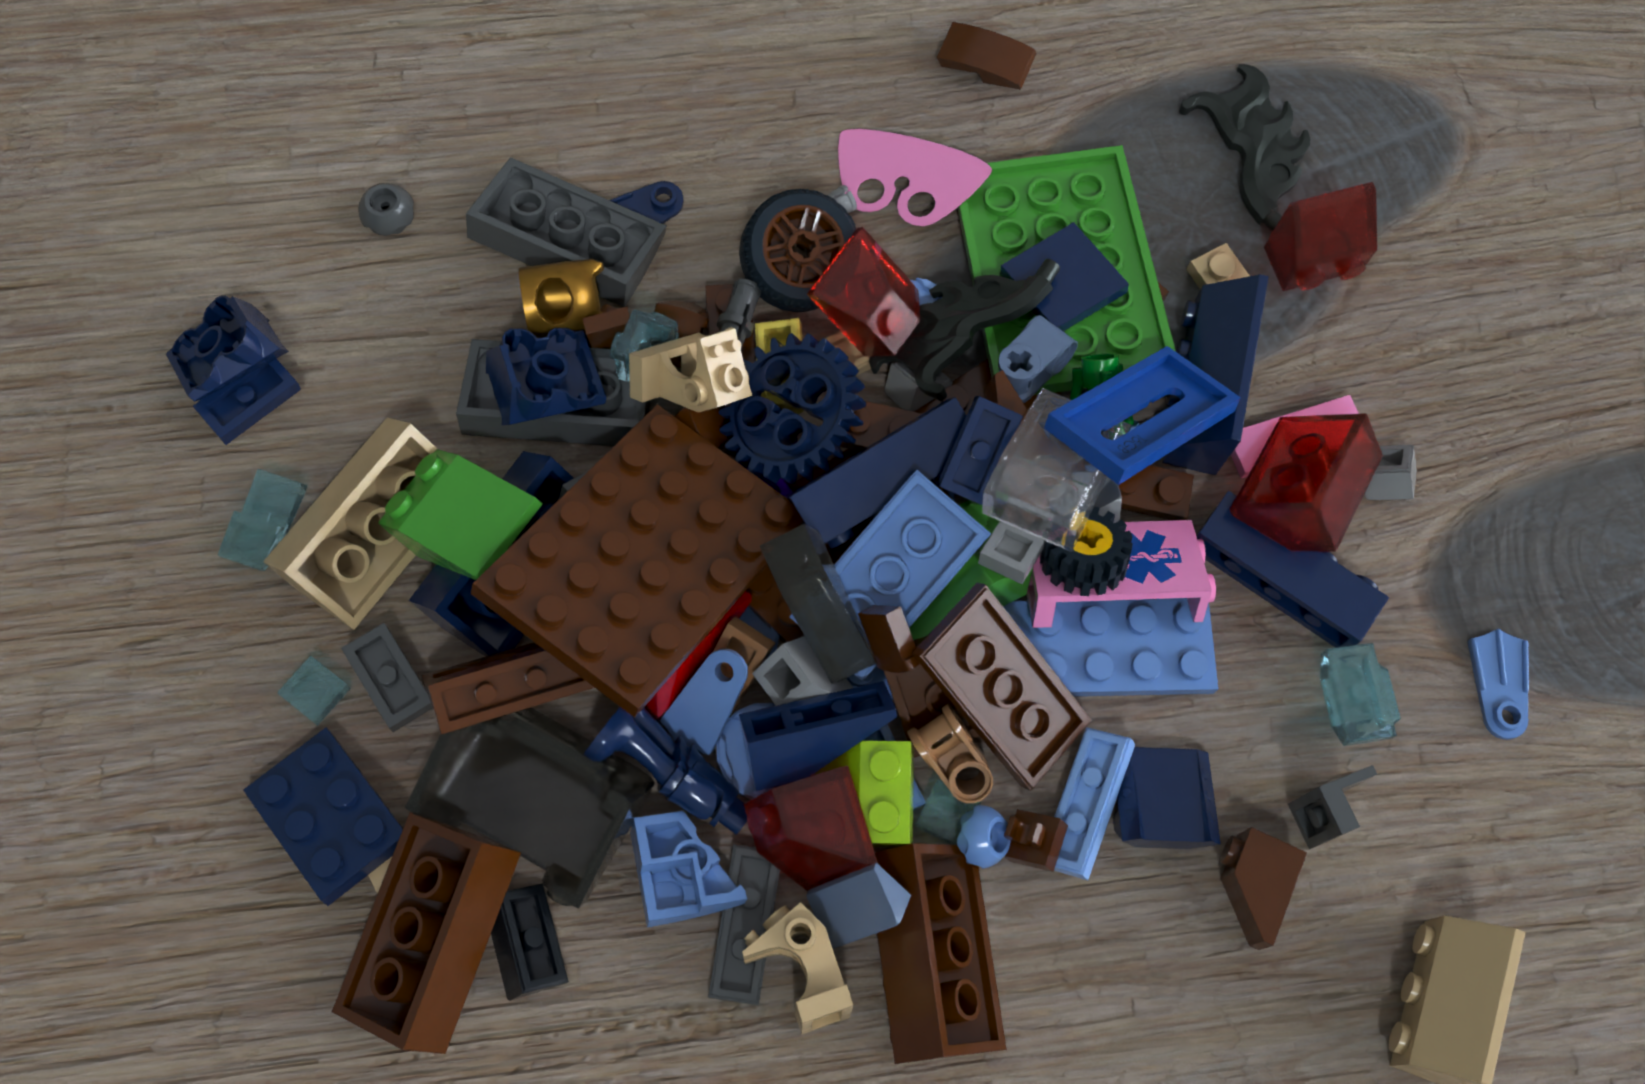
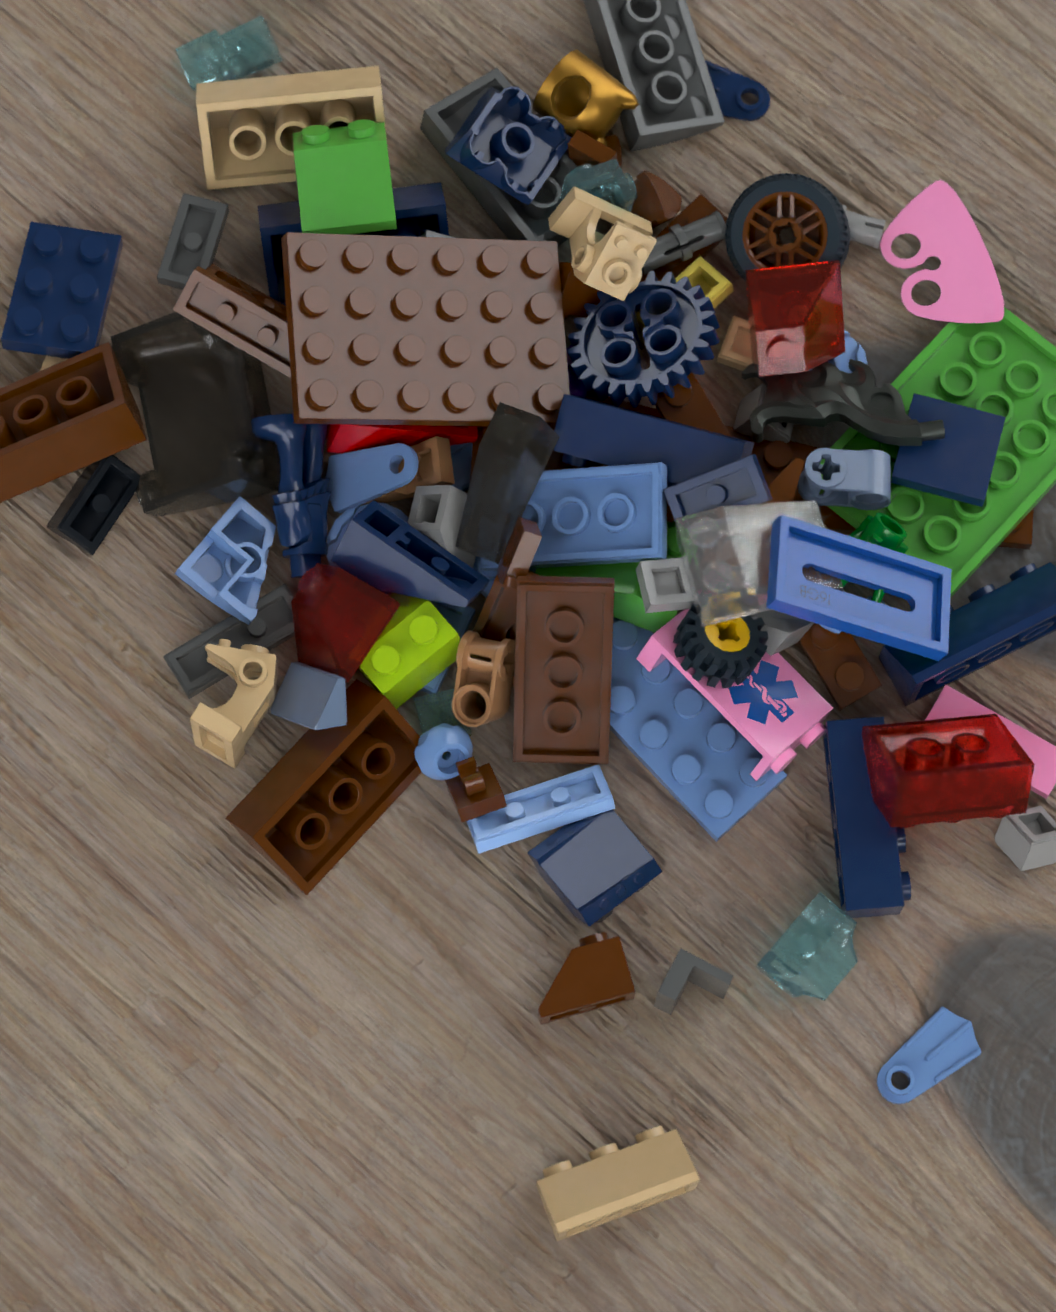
camera: 55 degrees right, 5 degrees up
(314, 690) = (140, 203): clear light blue tile -> none

